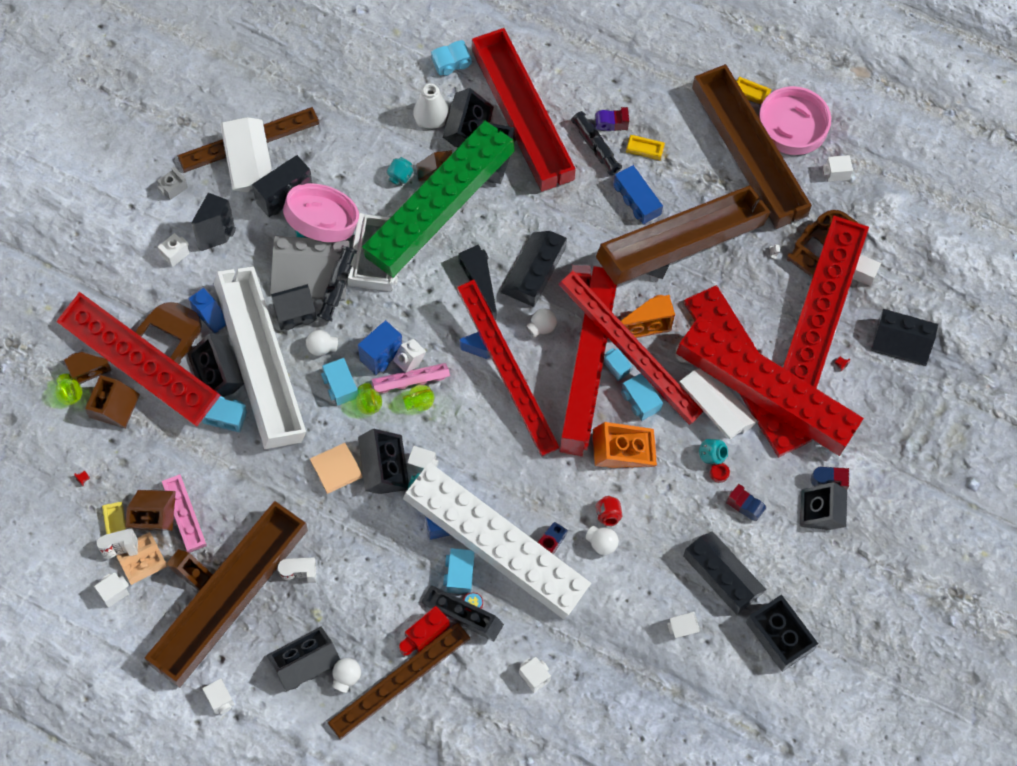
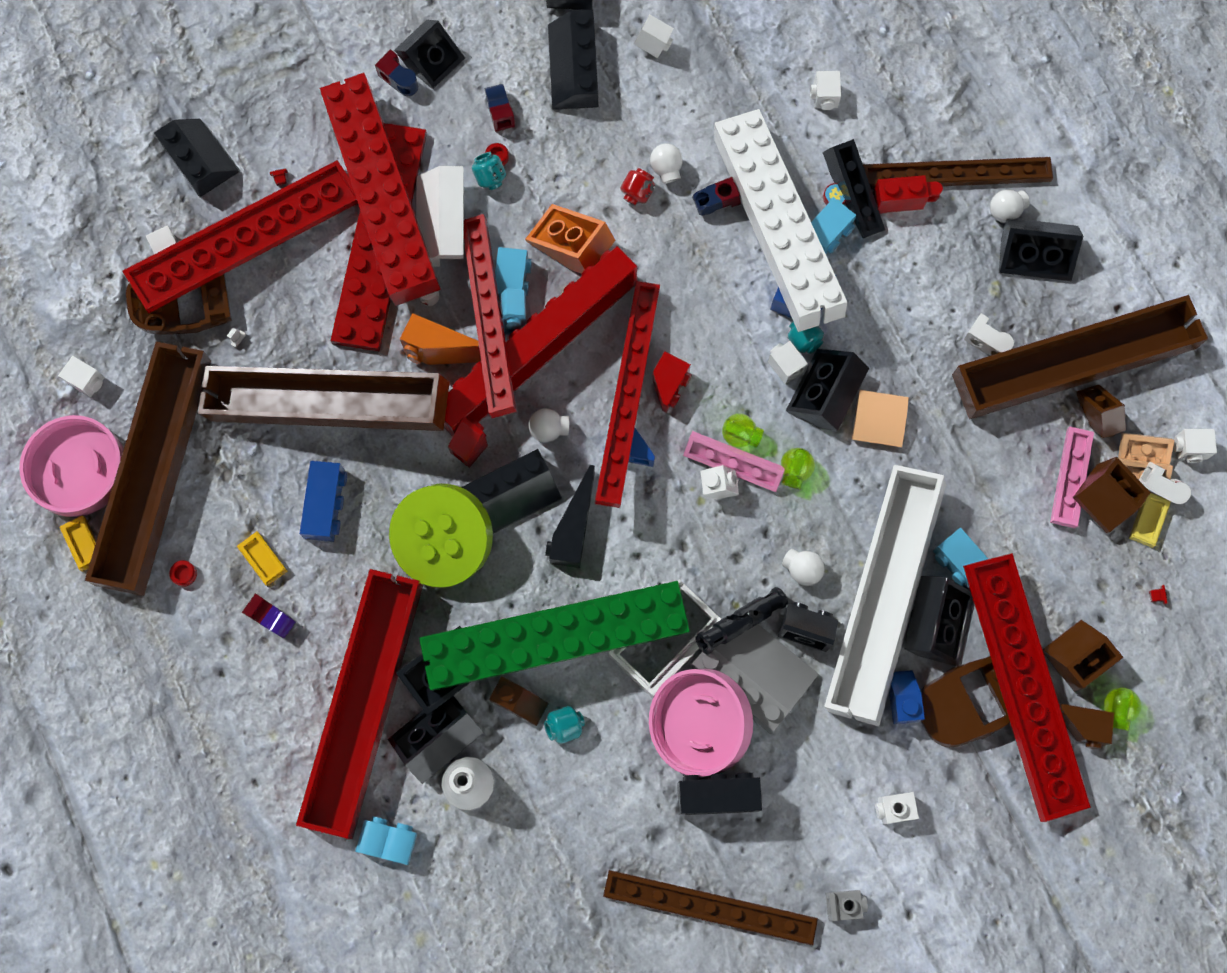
camera: 140 degrees left, 10 degrees up
(213, 222) = (835, 796): black slope -> none
(218, 697) = (1146, 267): white brick -> none
(245, 152) = (730, 877): white slope -> none
(340, 382) = (813, 509): medium azure brick -> none
(380, 347) = (746, 508): blue brick -> none
(490, 399) = (668, 379): none -> red slope
(551, 214) = (440, 535): none -> lime brick
(597, 144) = (315, 587): black piece -> none
(681, 112) = (183, 573): none -> red tile

